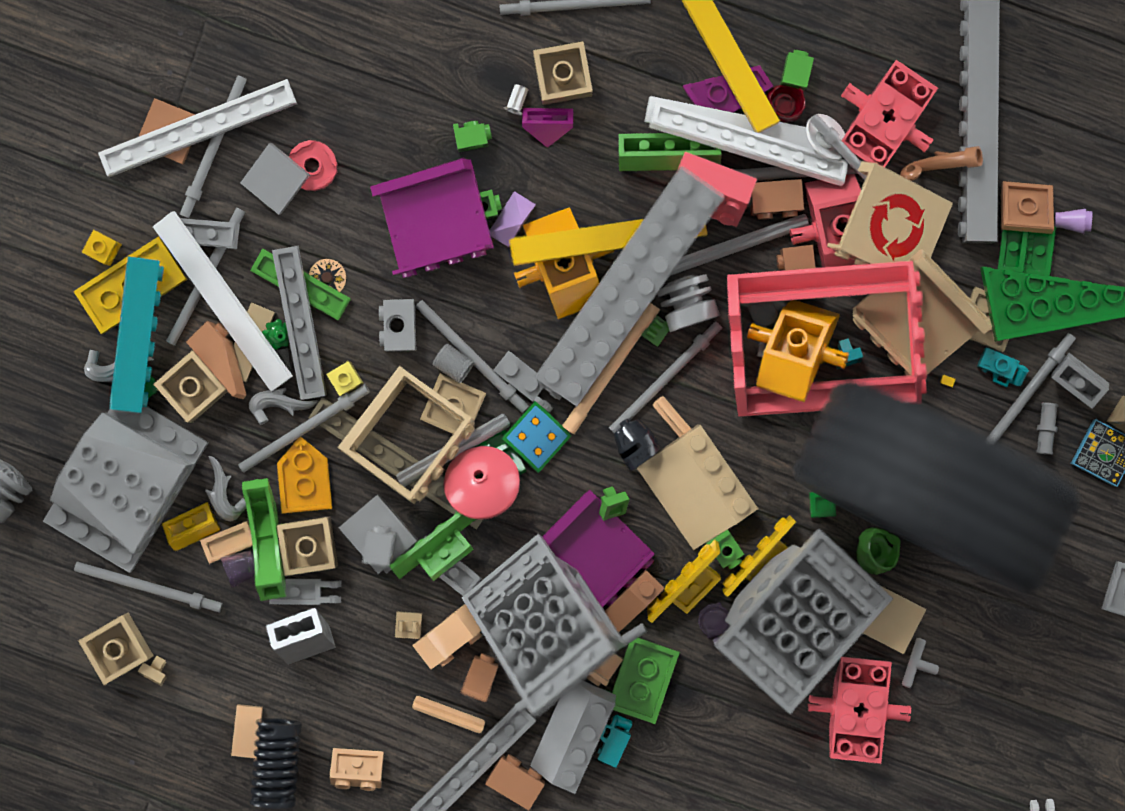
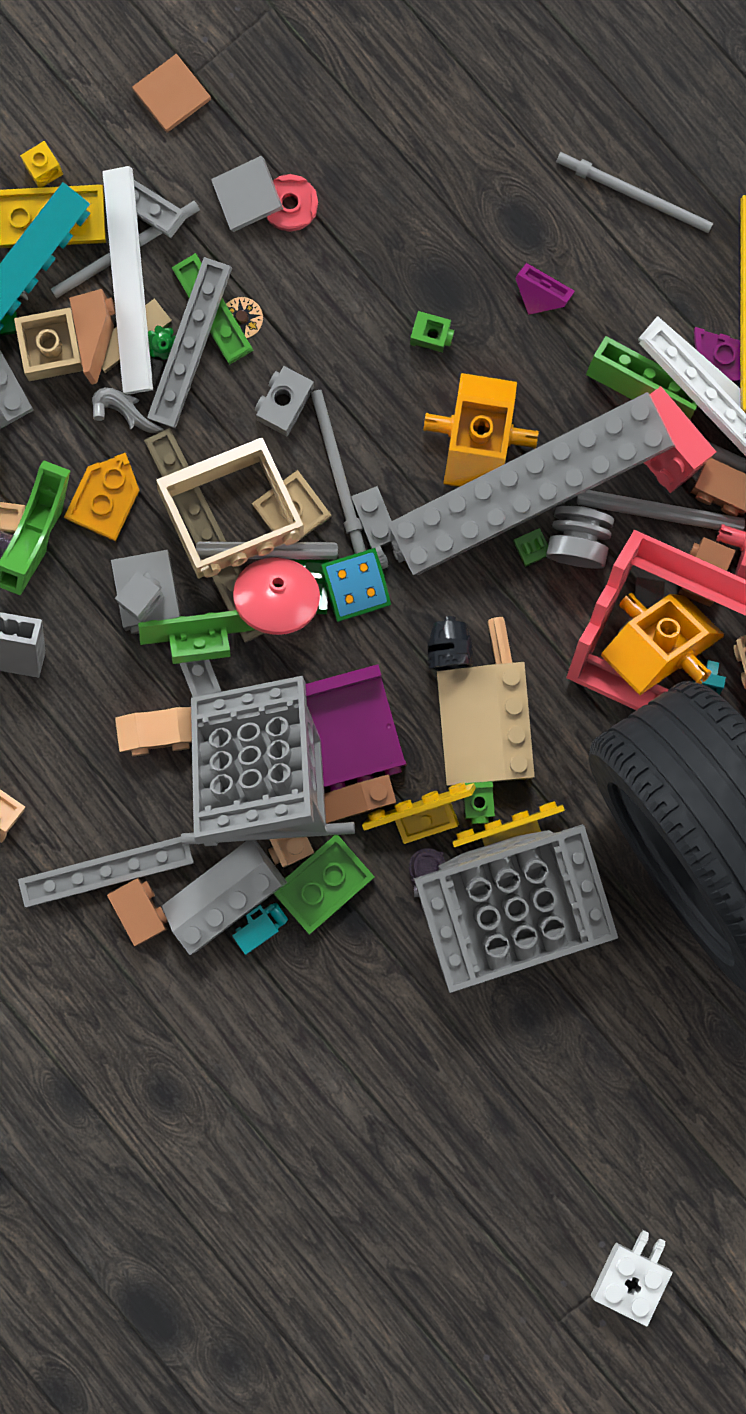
camera: 30 degrees right, 5 degrees down
(194, 191) = (162, 163): light grey bar -> none
(197, 128) = (201, 104): white tile -> none
(218, 495) = (12, 465): light grey piece -> none
(307, 546) = (70, 561): tan brick -> none
(307, 592) = (41, 606): light grey hinge -> none
(344, 402) = (188, 443): light grey bar -> none
(345, 378) = (202, 421): light yellow brick -> none
(408, 625) = (123, 697): tan tile -> none
(434, 217) = (380, 314): magenta panel -> none
(448, 714) = (110, 808): light nougat axle -> none
(453, 363) = (316, 466): light grey piece -> none
(472, 136) = (461, 260): bright green brick -> none
(480, 677) = (164, 784): nougat slope -> none
(511, 218) = (453, 362): lavender slope -> none
(517, 99) = (525, 251): white piece -> none
(562, 73) = (584, 248): tan brick -> none
(575, 242) = (506, 415): yellow tile -> none
(580, 412) = (413, 585): light nougat piece -> none
(613, 504) = (393, 693): bright green tile -> none
(701, 342) = (569, 586): light grey bar -> none
(820, 507) = (598, 814): green tile -> none
(862, 734) = (545, 1016): coral slope -> none
(874, 553) = (626, 889): bright green hair -> none
(896, 623) = (605, 970): tan tile -> none
(915, 663) = (604, 1026): light grey piece -> none

